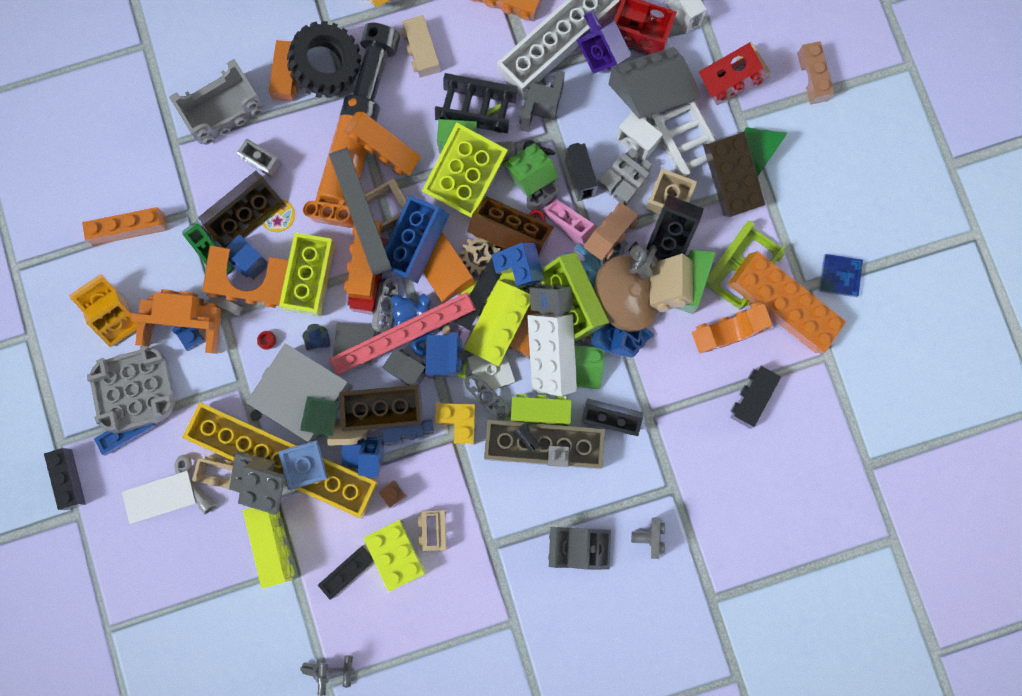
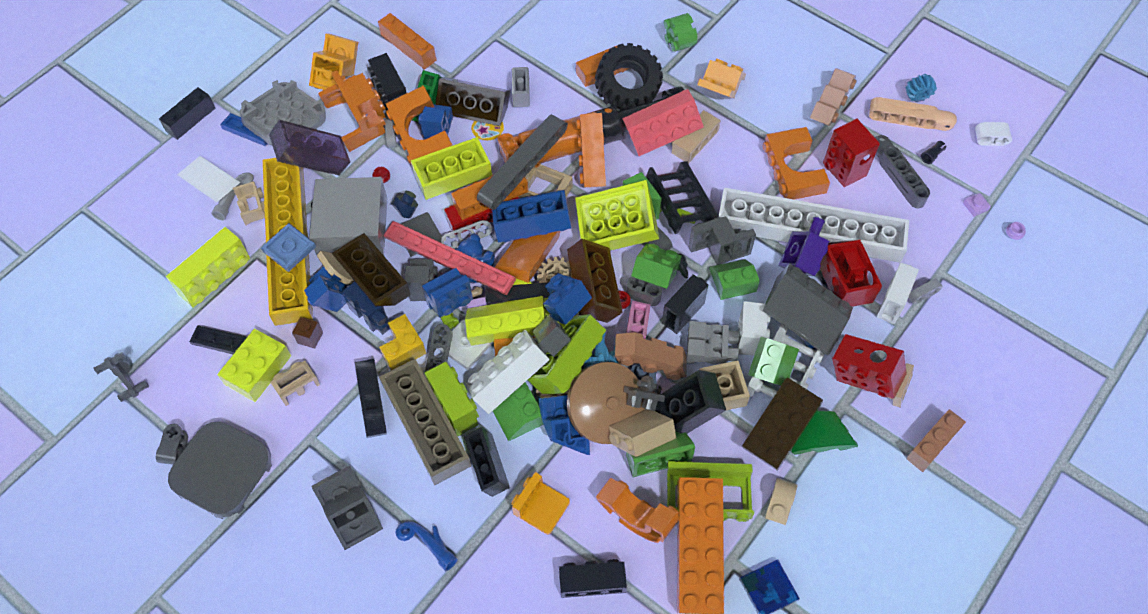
camera: 55 degrees right, 20 degrees down
(170, 274) = (385, 78): none -> black brick
(188, 336) = (349, 124): blue bracket -> none
(203, 389) = (309, 148): none -> clear purple brick
(218, 105) = (540, 41): light grey windscreen -> none
(256, 482) = (253, 222): dark grey bracket -> none
(319, 416) = (335, 232): clear green piece -> none
(397, 64) = (663, 122): none -> coral brick
(429, 664) = (171, 445): none -> dark grey piece
(474, 633) = (219, 469): none -> dark grey tile
(491, 475) = (370, 398): none -> black slope
(524, 434) = (419, 392): black pin -> none
(558, 456) = (417, 432): light grey tile -> none
(578, 115) = (735, 278): none -> bright green slope
(647, 497) = (445, 558): none -> blue plant
(652, 538) = (395, 565): flat silver plate -> none
(672, 398) = (539, 504): none -> light orange bracket
(682, 144) = (773, 361): none -> bright green slope
(785, 215) = (781, 501): none -> tan brick

